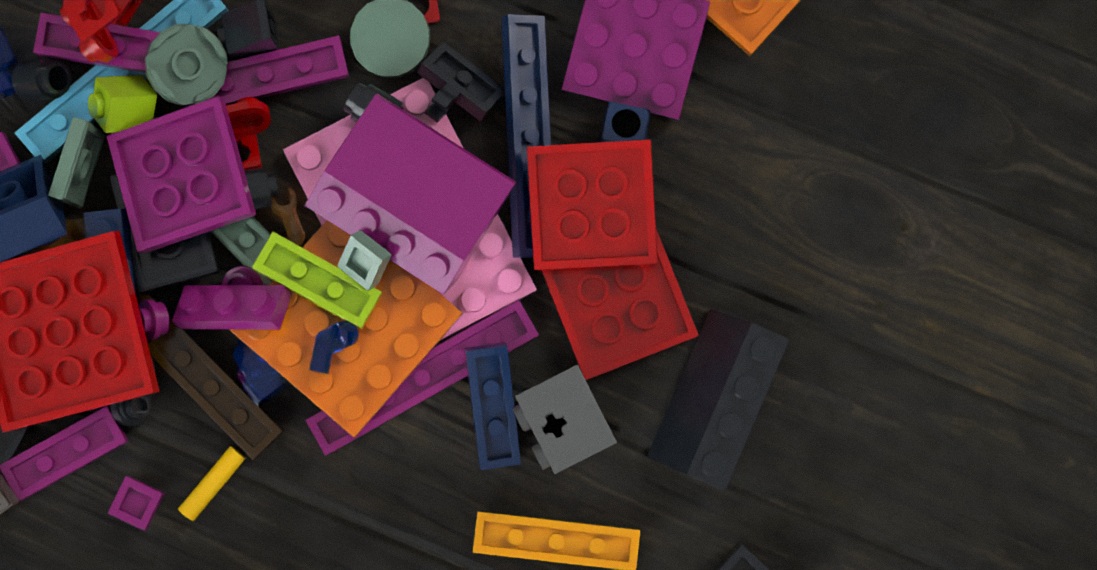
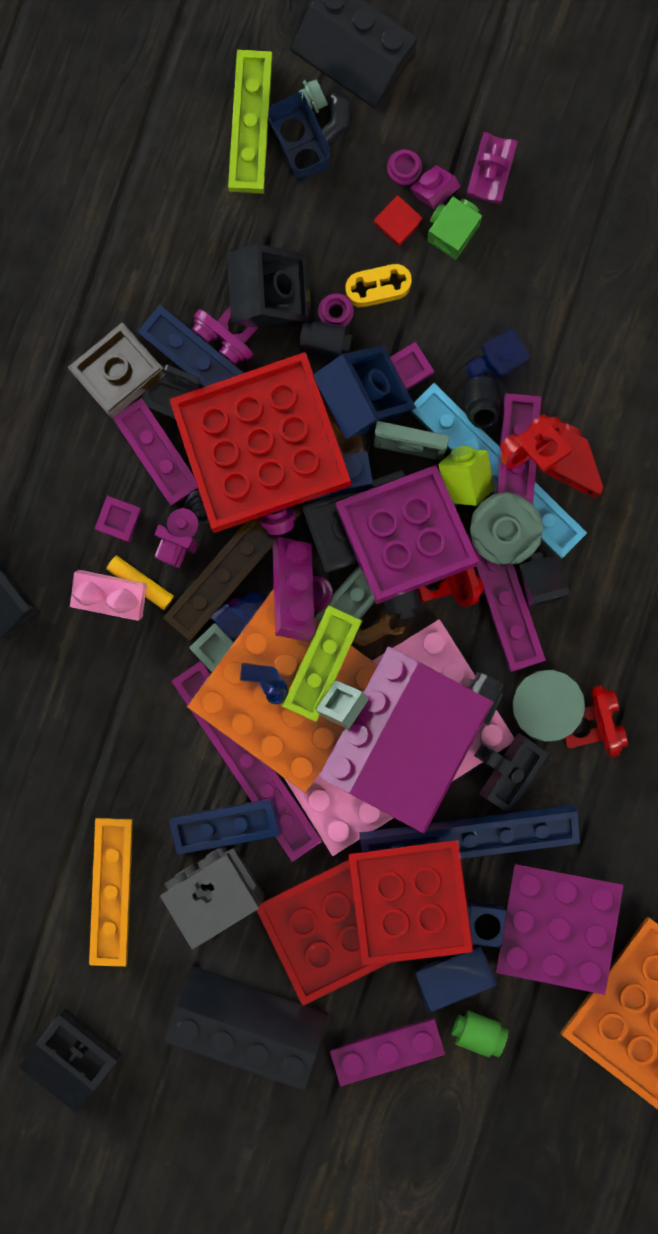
camera: 85 degrees right, 0 degrees up
(162, 435) = (177, 539): none -> magenta hips
(221, 520) = (108, 595): none -> bright pink tile
(291, 406) = (212, 646): none -> sand green plate
(680, 165) = (454, 978): none -> dark blue piece
(744, 143) = (479, 1034): none -> bright green brick
(756, 247) = (387, 1051): none -> magenta plate

